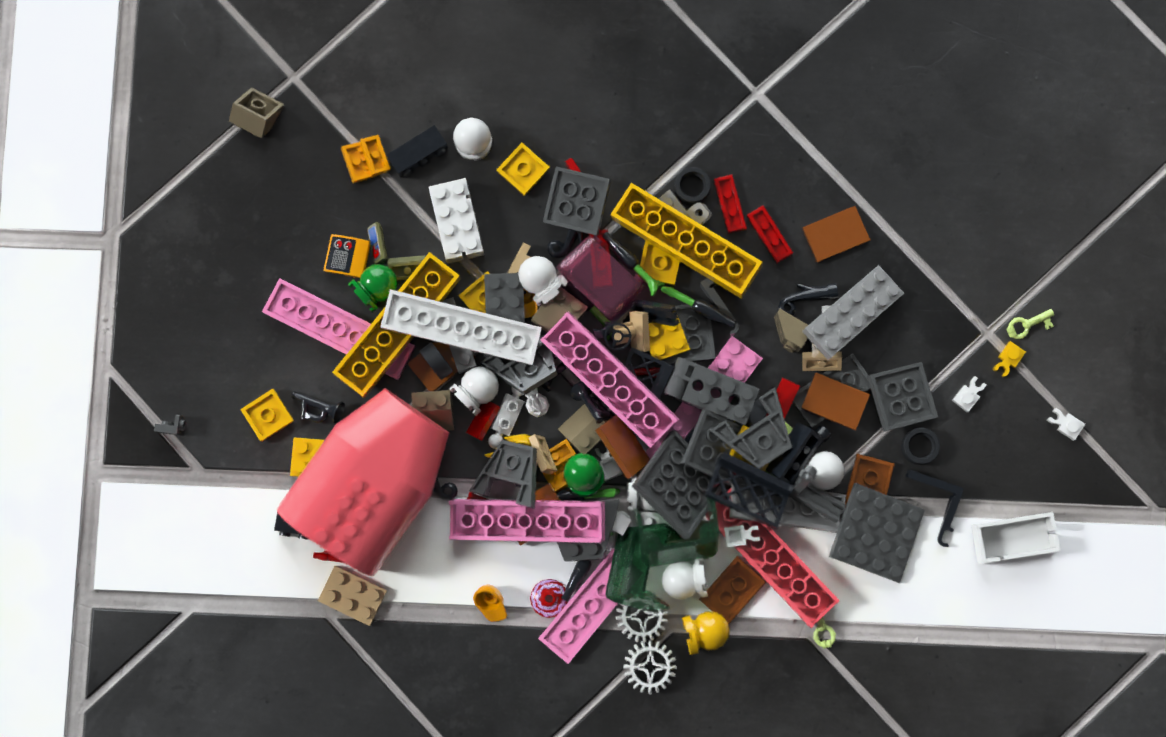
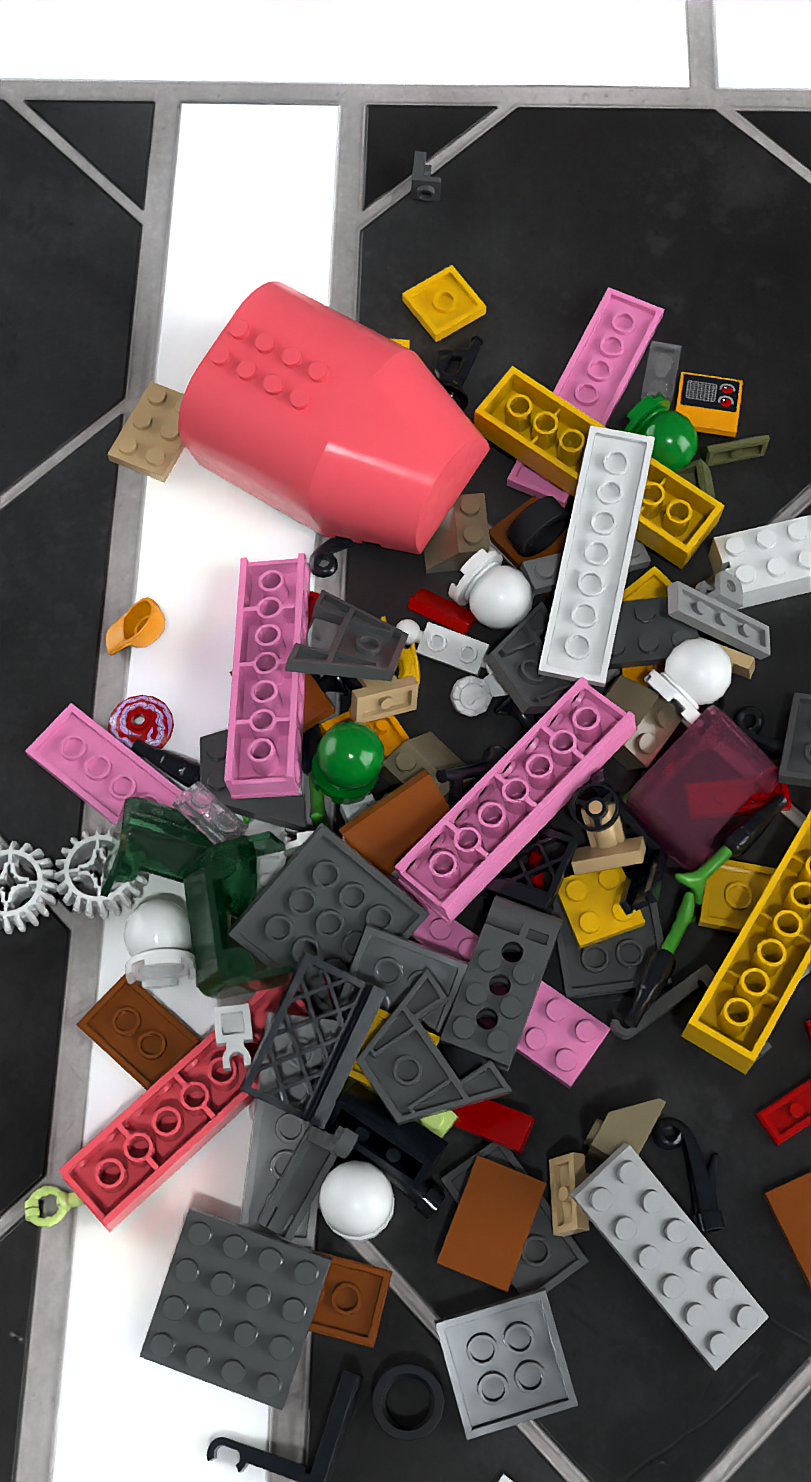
camera: 85 degrees right, 15 degrees down
(323, 283) = (661, 370): none -> clear plate
(497, 260) = (717, 614): none -> light grey plate
(616, 551) = (209, 814): none -> clear plate
(707, 631) = (64, 978): yellow tile -> none

